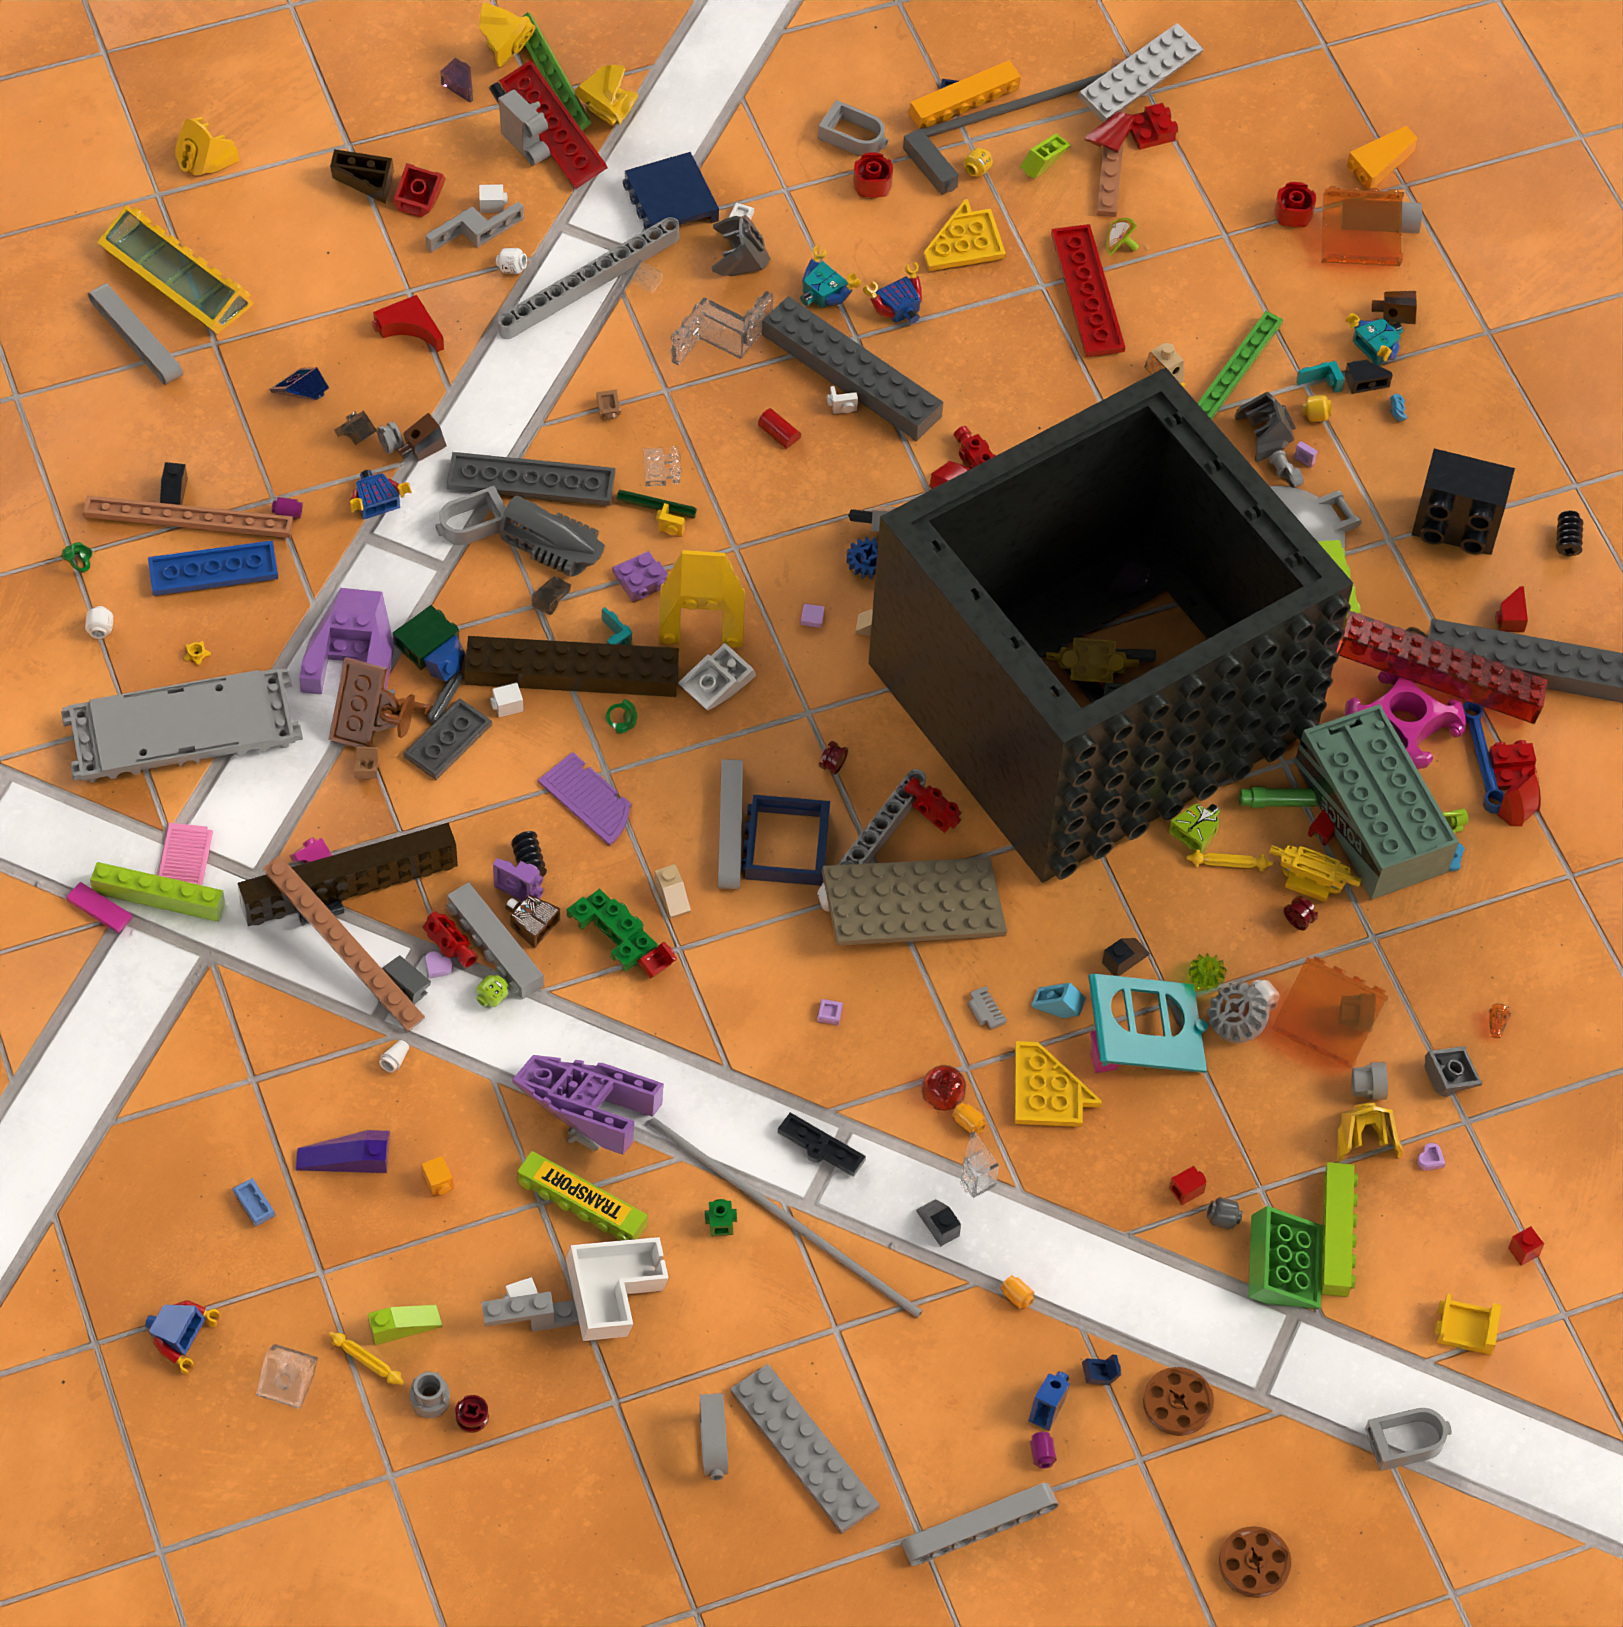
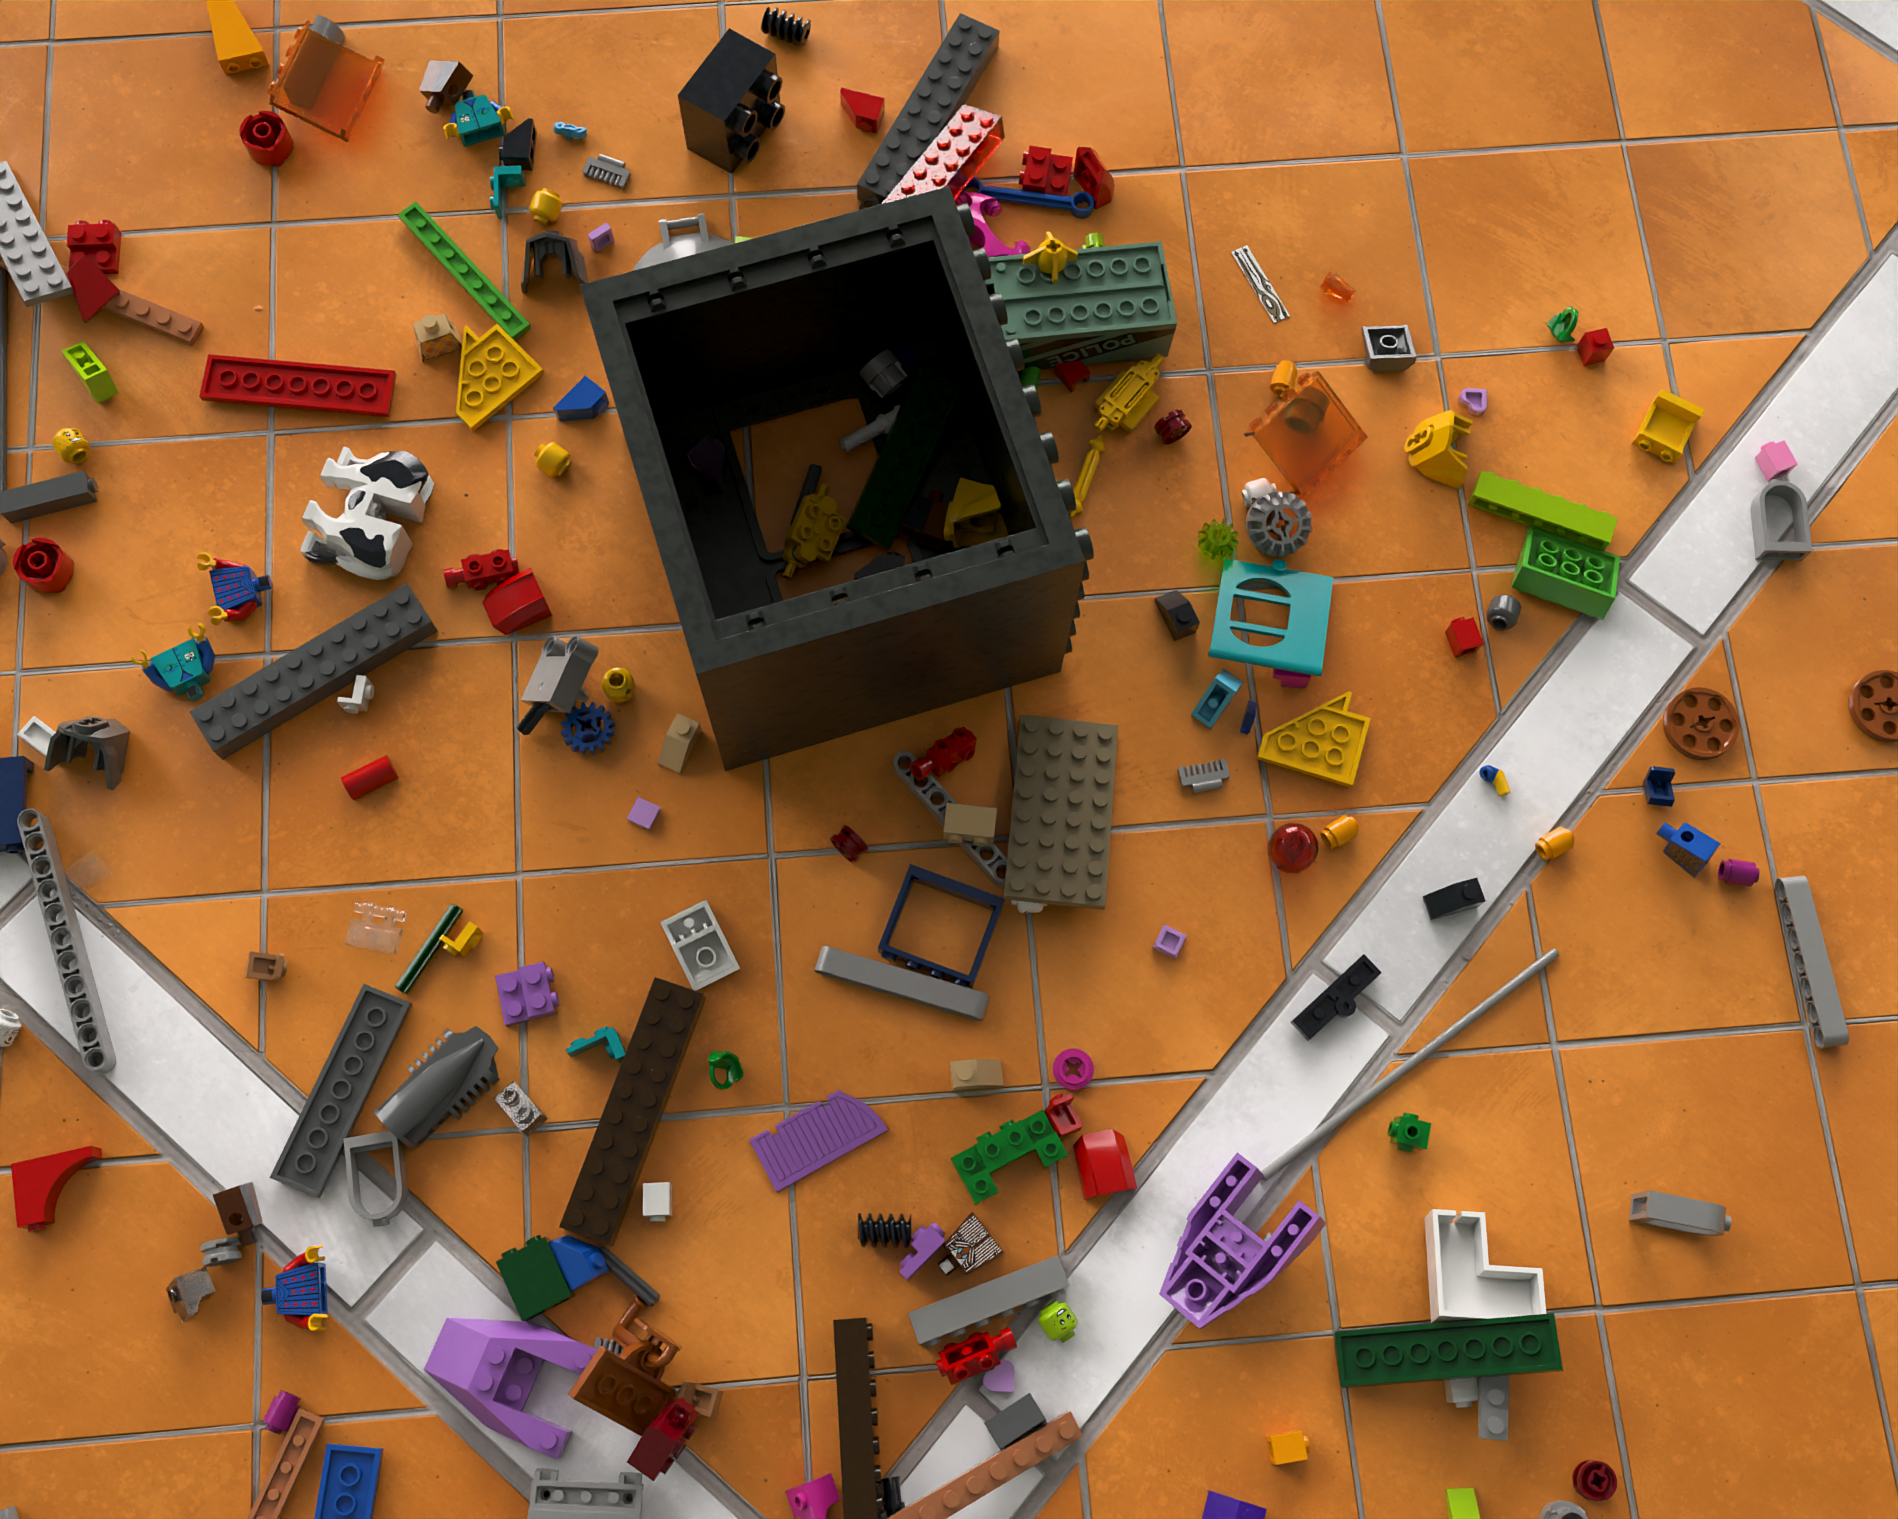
camera: 75 degrees left, 15 degrees up
(303, 383) = (93, 1349): clear blue slope -> none
(331, 740) = (664, 1439): none -> dark red hinge
(393, 1057) = (1115, 1461): white cone -> none
(447, 739) = (687, 1287): dark grey tile -> none
(545, 1265) = (1448, 1351): none -> dark green plate
(581, 1198) = (1350, 1284): brick -> none
(626, 1001) = (1103, 1164): none -> red slope
(697, 954) = (1073, 1057): none -> dark pink gear
(702, 582) = (608, 932): yellow wedge -> none
(720, 328) = (204, 803): clear bracket -> none
(804, 1448) = (1691, 1118): light grey plate -> none
(876, 830) = (969, 824): none -> tan brick
(965, 240) = (177, 492): yellow wing -> none
(979, 1167) = (1408, 841): clear slope -> none
(1017, 362) = (361, 536): none -> white animal
(1050, 1027) = (1248, 718): none -> clear blue tile
(1065, 1236) = (1495, 777): none -> arm
(1119, 233) = (236, 327): shield -> none
(1286, 469) = (622, 259): light grey connector -> none
(1370, 1081) = (1386, 424): light grey piece -> none
(1373, 444) = (611, 167): none -> light grey piece
(1392, 991) = (1283, 377): none -> light orange brick
(1403, 756) = (1051, 256): none -> yellow piece
(1471, 1424) = (1775, 460): none -> bright pink brick
(1478, 961) = (1260, 284): none -> sticker
(1539, 1217) = (1564, 324): none -> green piece

